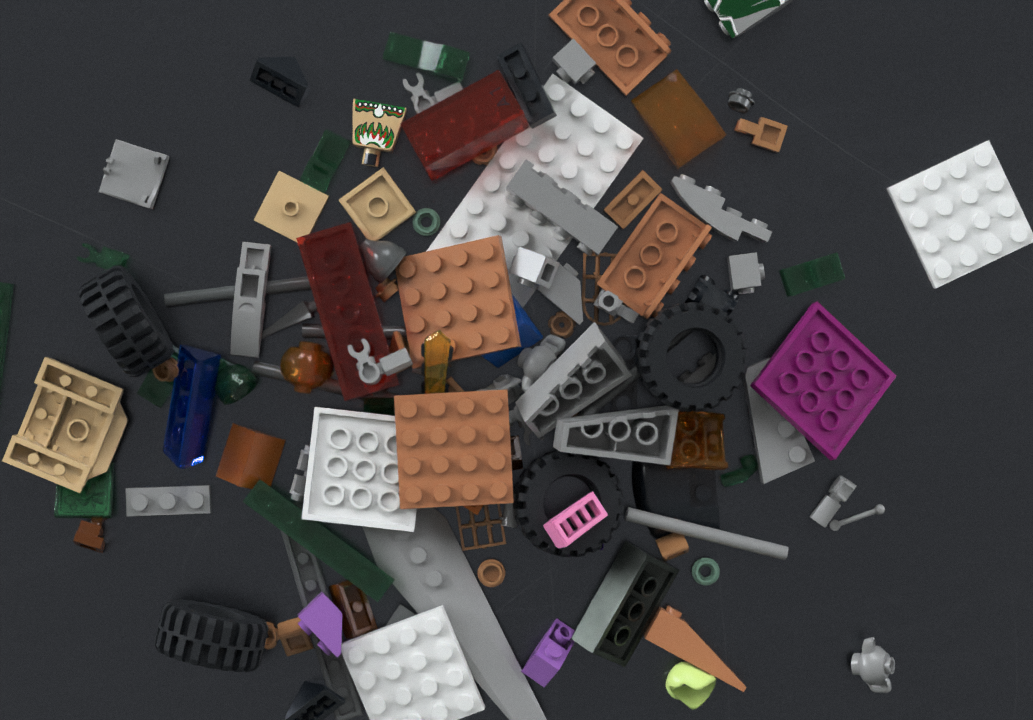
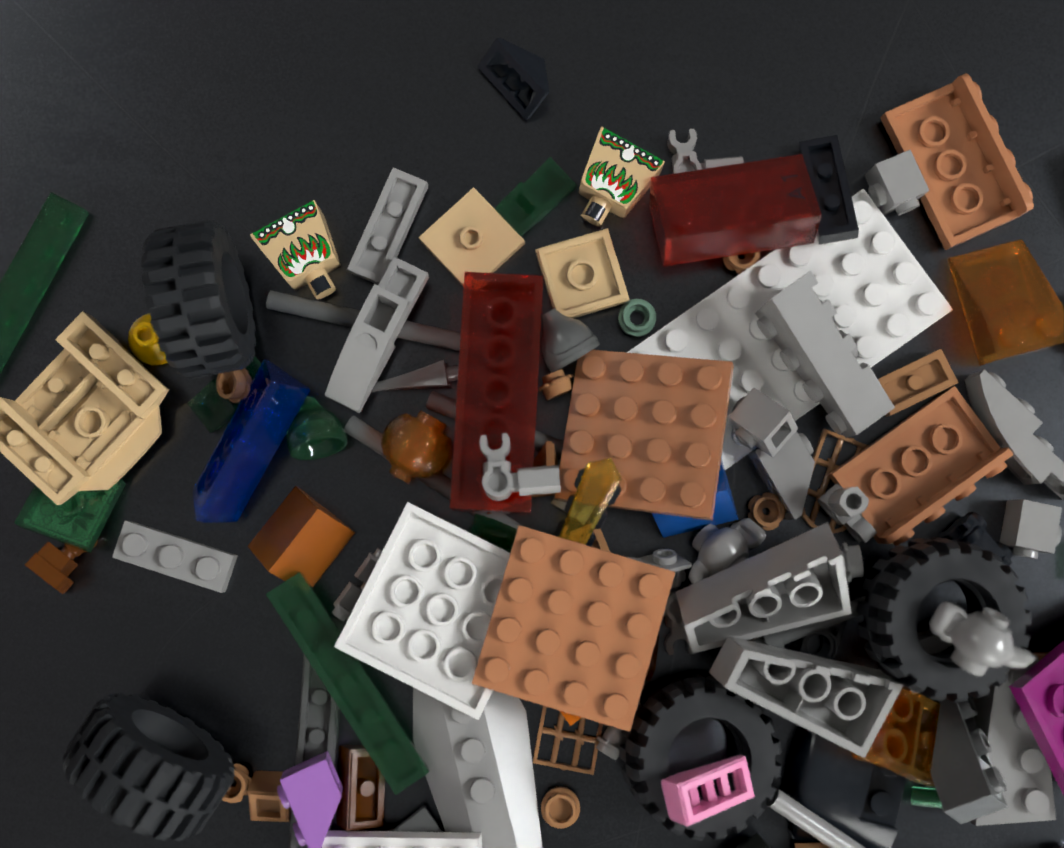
camera: 20 degrees right, 5 degrees down
(94, 357) = (144, 342): none -> yellow brick
(105, 259) = (214, 212): clear green piece -> none
(133, 174) = (290, 128): light grey piece -> none
(175, 258) = (301, 249): none -> torso
(229, 220) = (388, 225): none -> light grey plate
(426, 56) = (712, 113): clear green slope -> none
(623, 341) = (852, 561): none -> light grey plate
(706, 363) = (979, 639): none -> light grey piece
(739, 446) = (961, 766): none -> dark grey slope

